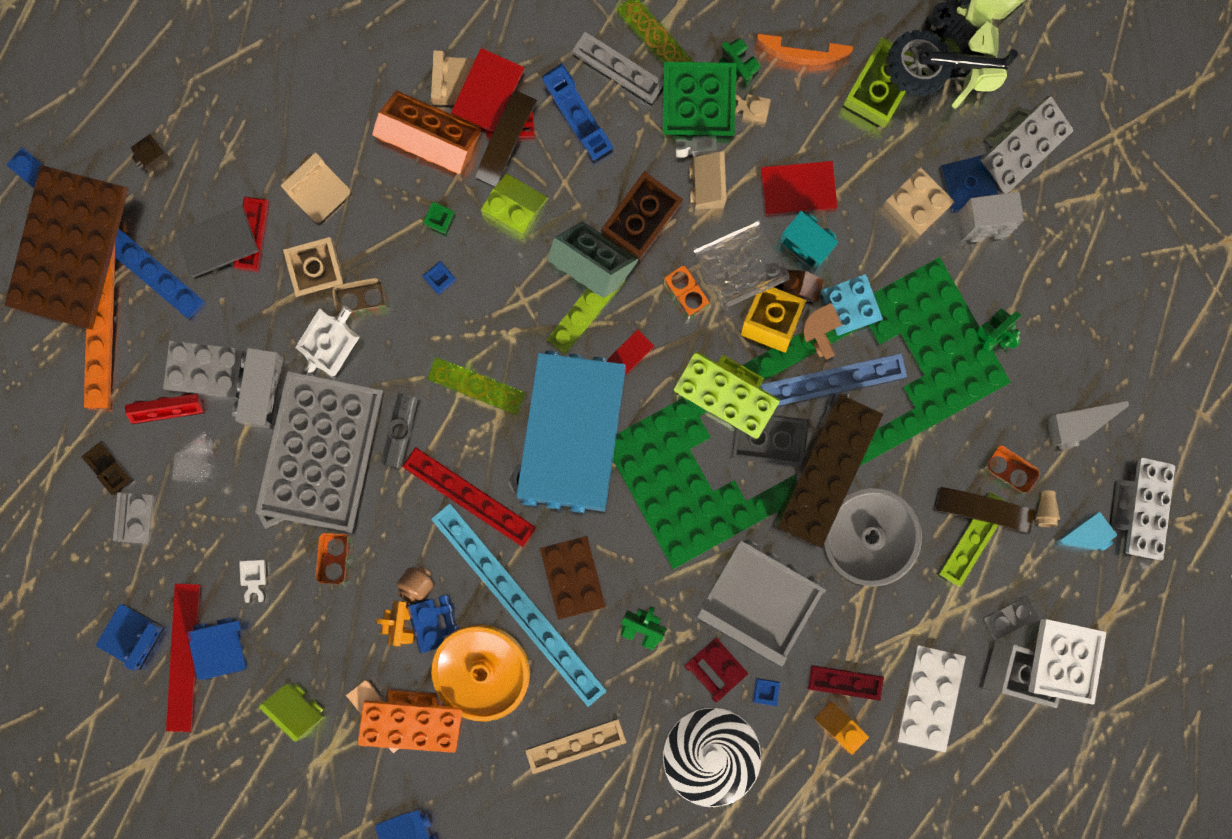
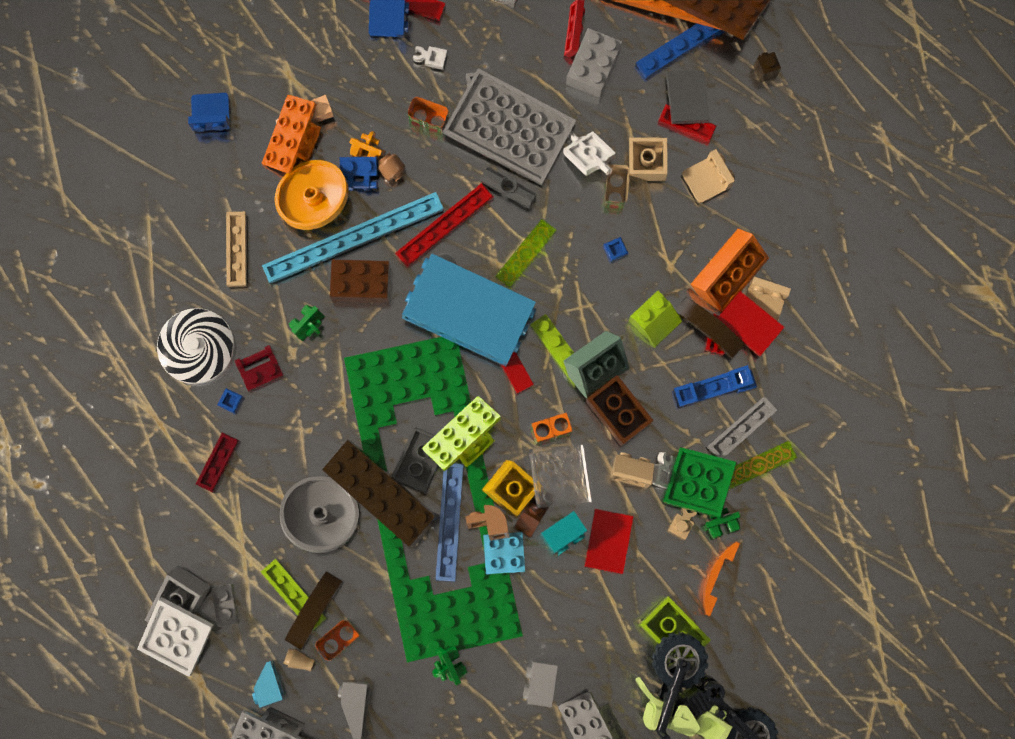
camera: 110 degrees right, 5 degrees down
(192, 461) = (529, 37): clear slope -> none
(258, 388) = (568, 94): light grey brick -> none
(293, 711) = (325, 53): lime slope -> none
(438, 217) = (661, 260): green plate -> none
(761, 602) = (297, 415): light grey panel -> none
(841, 727) = (184, 448): light orange slope -> none
(918, 203) = (569, 631): tan brick -> none
(931, 698) = (184, 524): white plate -> none
(967, 180) = (574, 678): blue plate -> none

